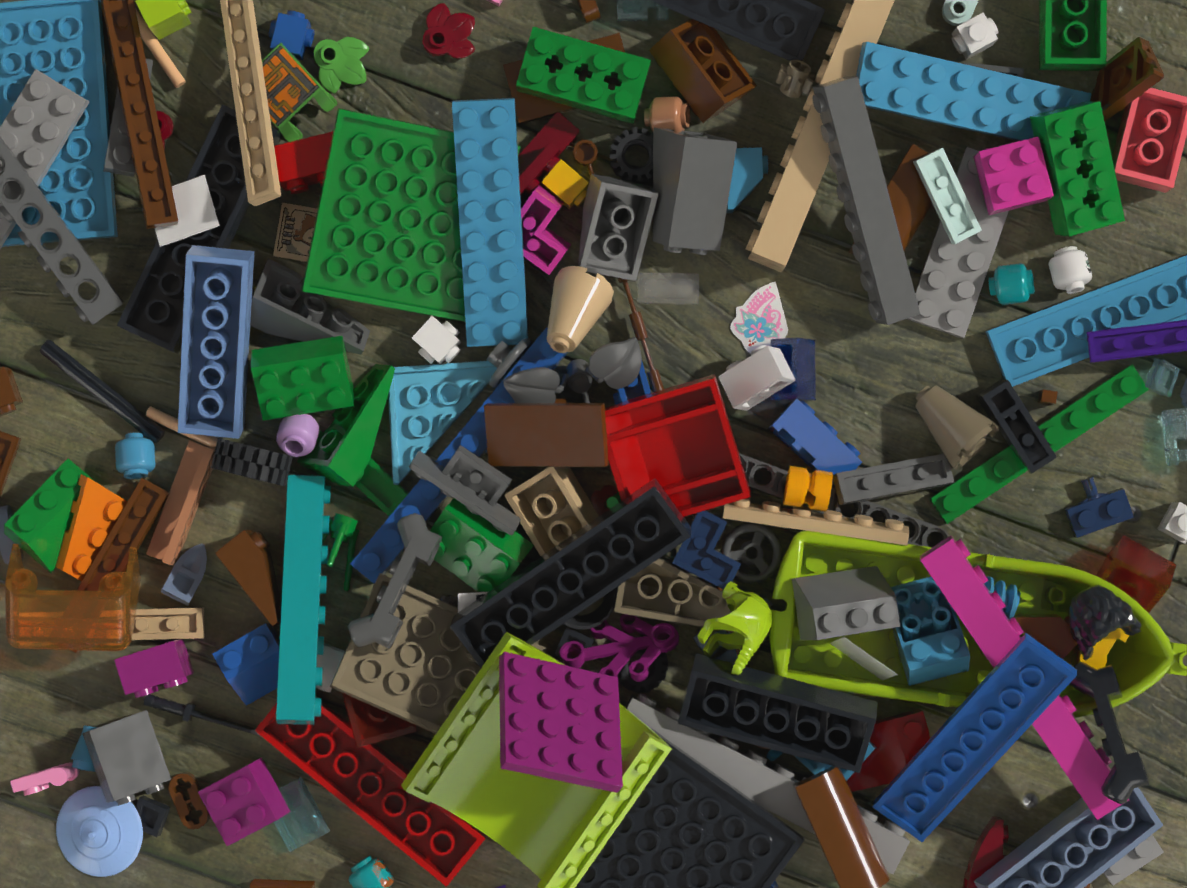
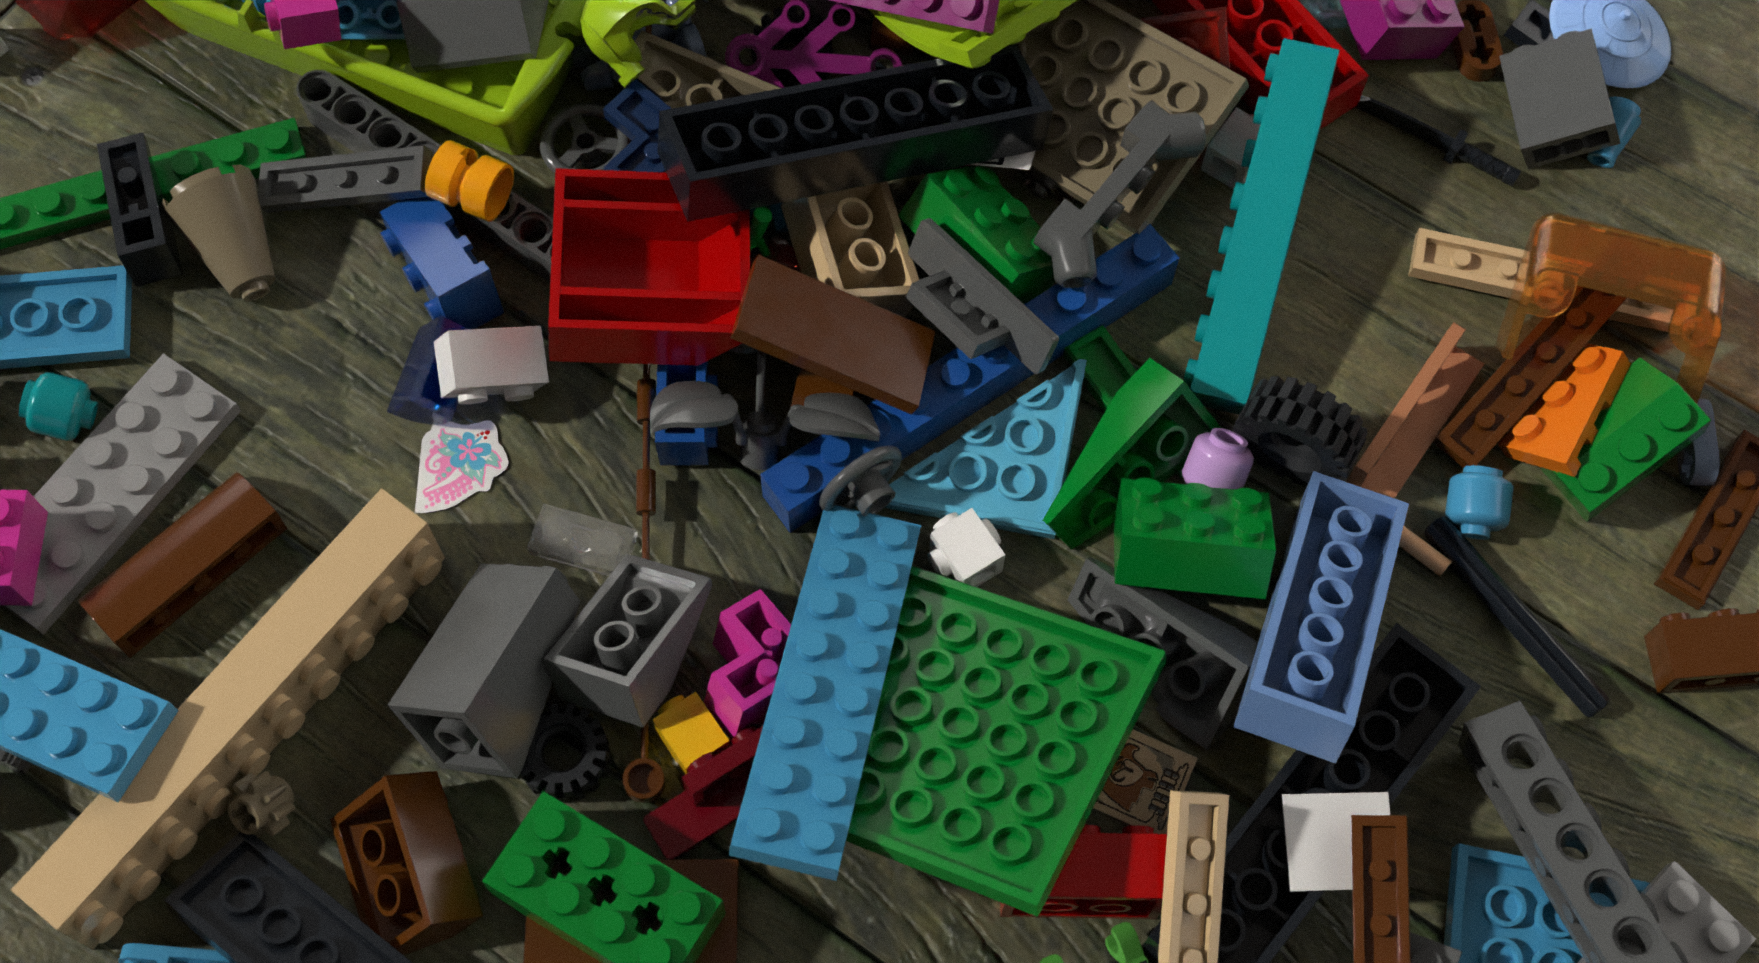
camera: 165 degrees left, 20 degrees down
(39, 780) = (1699, 100): bright pink plate -> none
(157, 665) = (1500, 194): magenta brick -> none
(186, 575) = (1427, 319): sand blue plate -> none
(251, 663) = (1353, 187): blue slope -> none
(253, 569) = (1330, 287): reddish brown slope -> none
(341, 530) = (1178, 323): green plant -> none
(576, 306) = (736, 522): tan cone -> none
(667, 114) = (490, 802): nougat head -> none
(746, 175) = (388, 669): dark azure slope -> none
(830, 522) = (438, 122): tan plate -> none
(866, 200) = (214, 565): dark grey brick -> none
(947, 196) = (93, 546): light aqua plate -> none
(1047, 396) = (79, 245): reddish brown piece -> none
(1098, 509) = (77, 87): dark blue plate -> none

